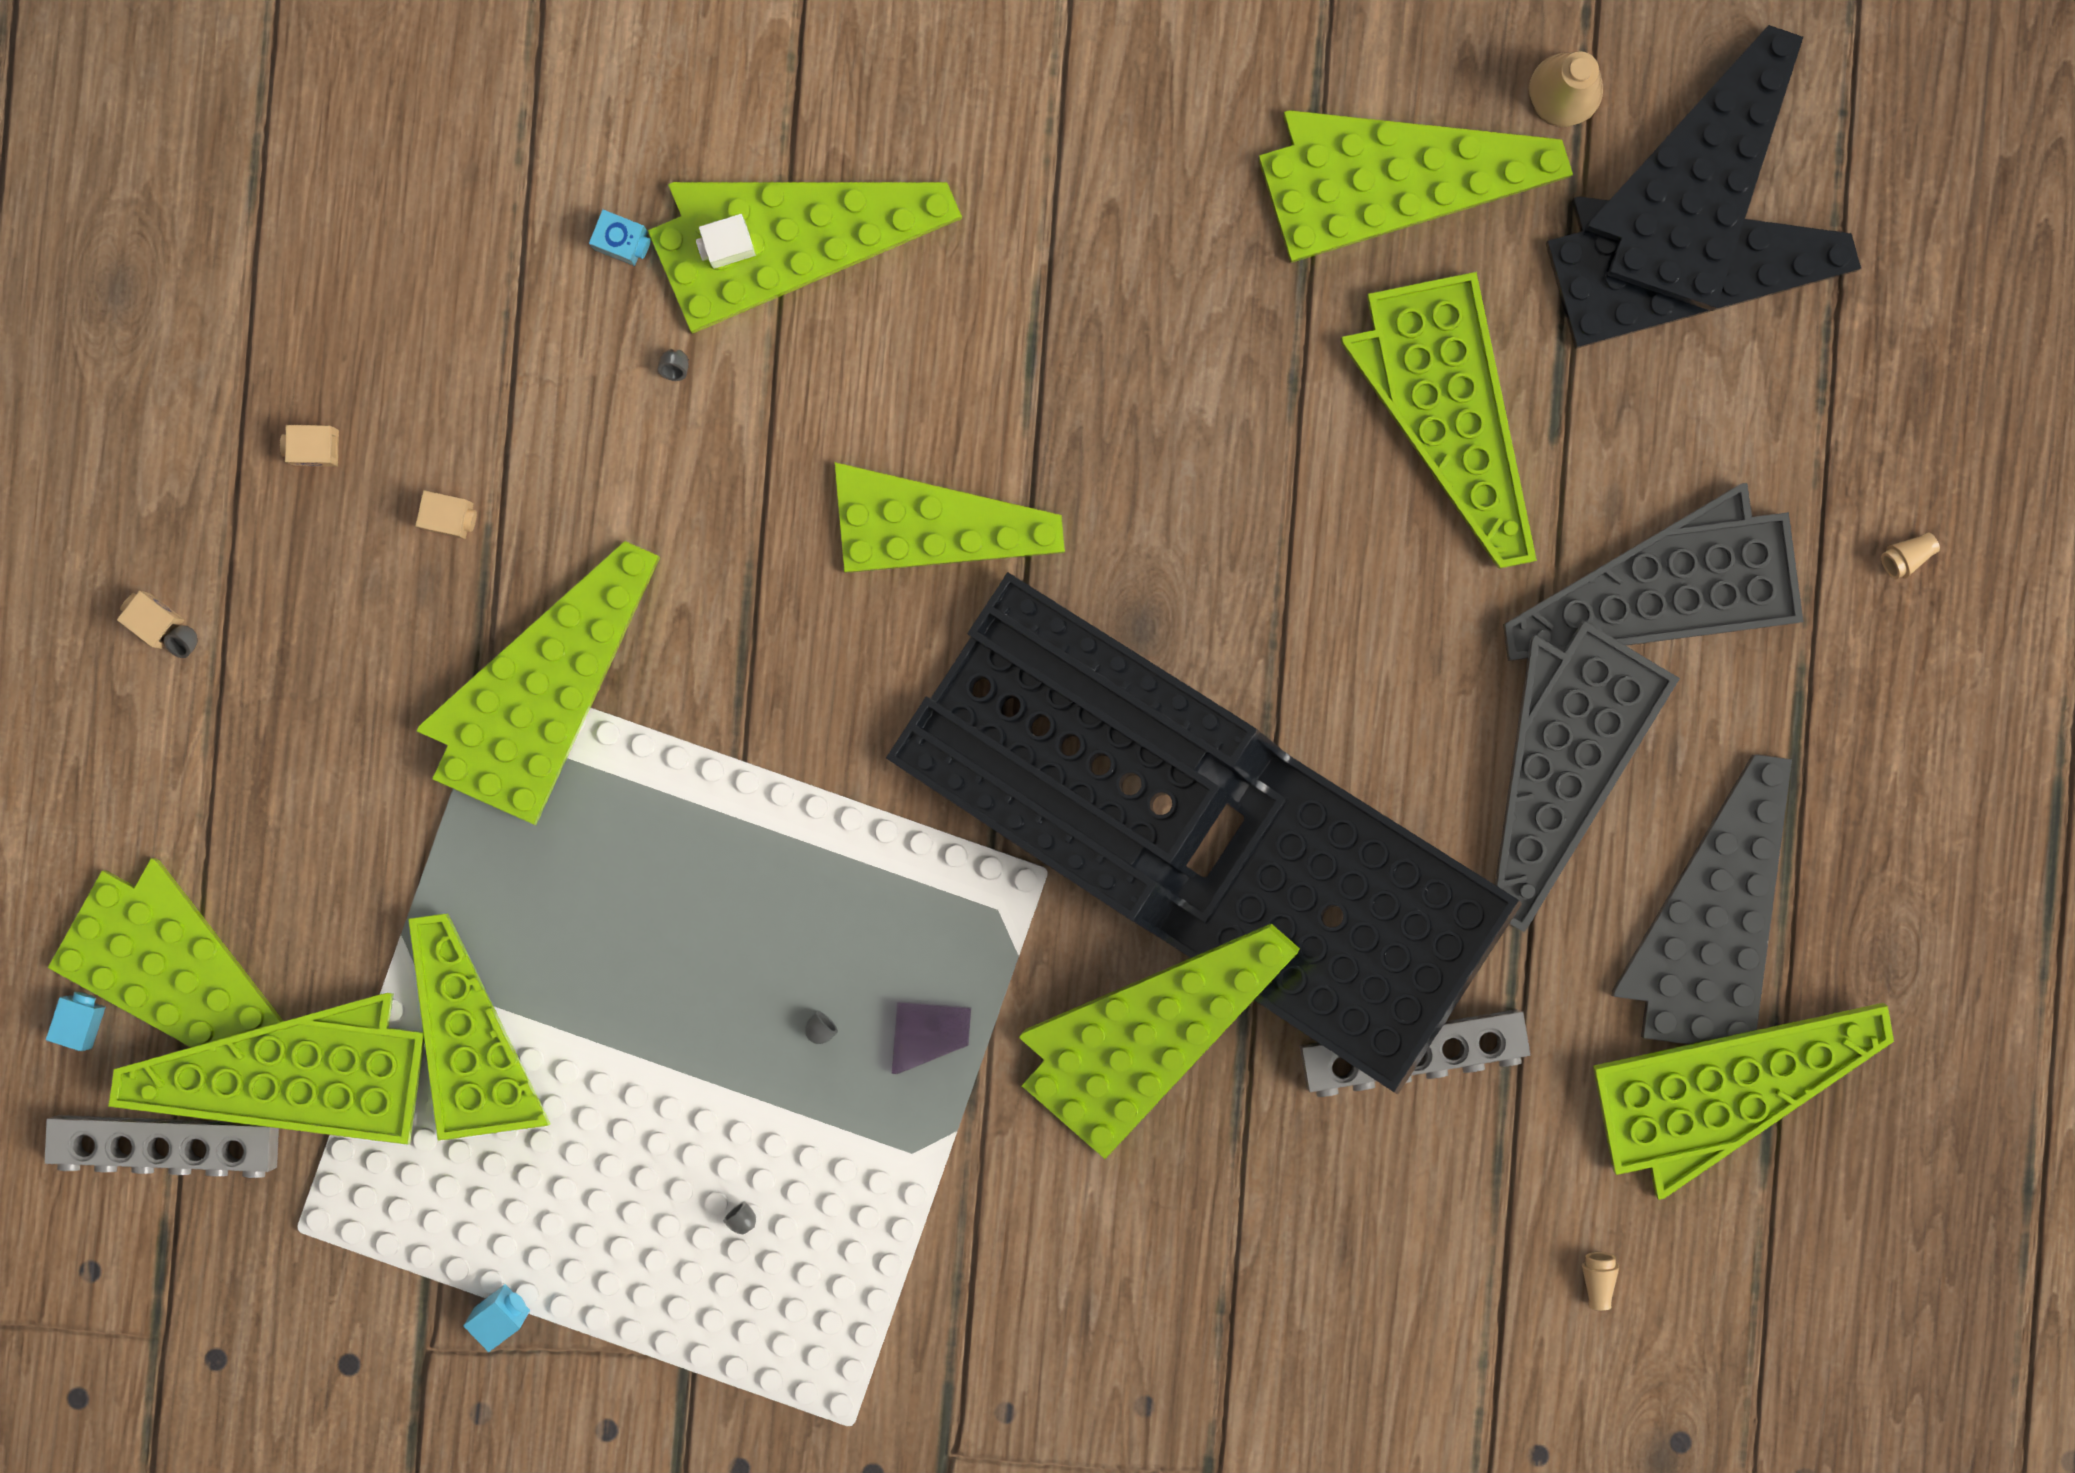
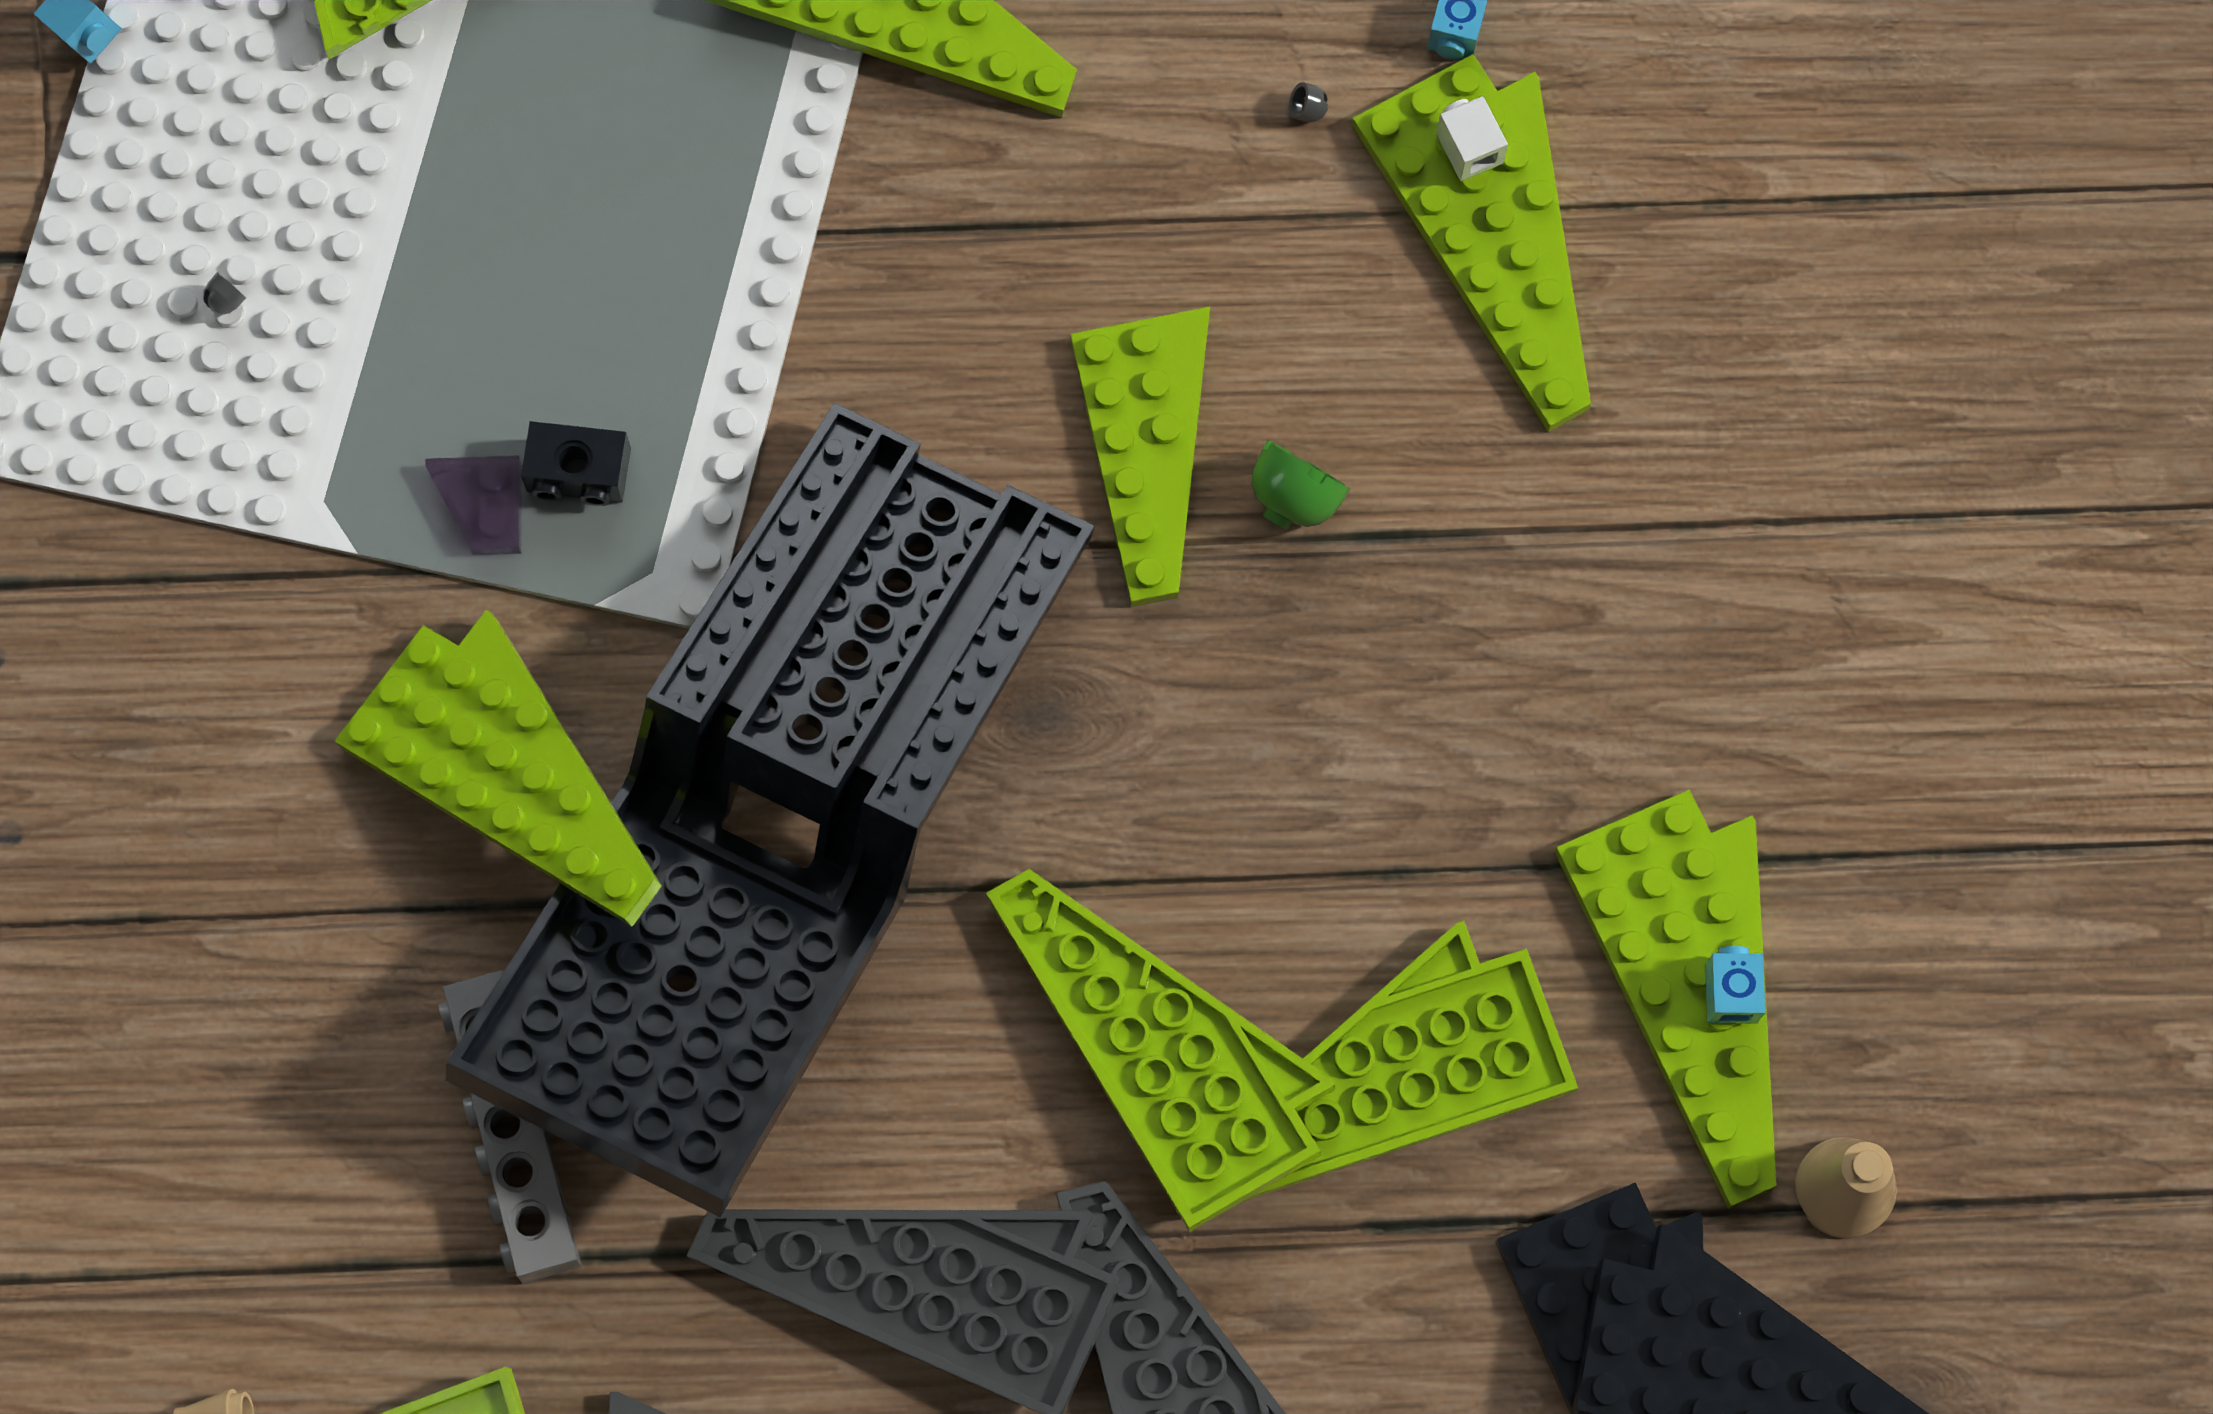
camera: 75 degrees right, 15 degrees down
(820, 1028) = (477, 366): dark grey hinge -> none
(898, 979) = (555, 445): none -> black brick
(992, 415) = (1294, 488): none -> bright green cylinder
(1420, 145) = (1735, 986): none -> medium azure brick
(1433, 557) = (1184, 1071): none -> lime wing

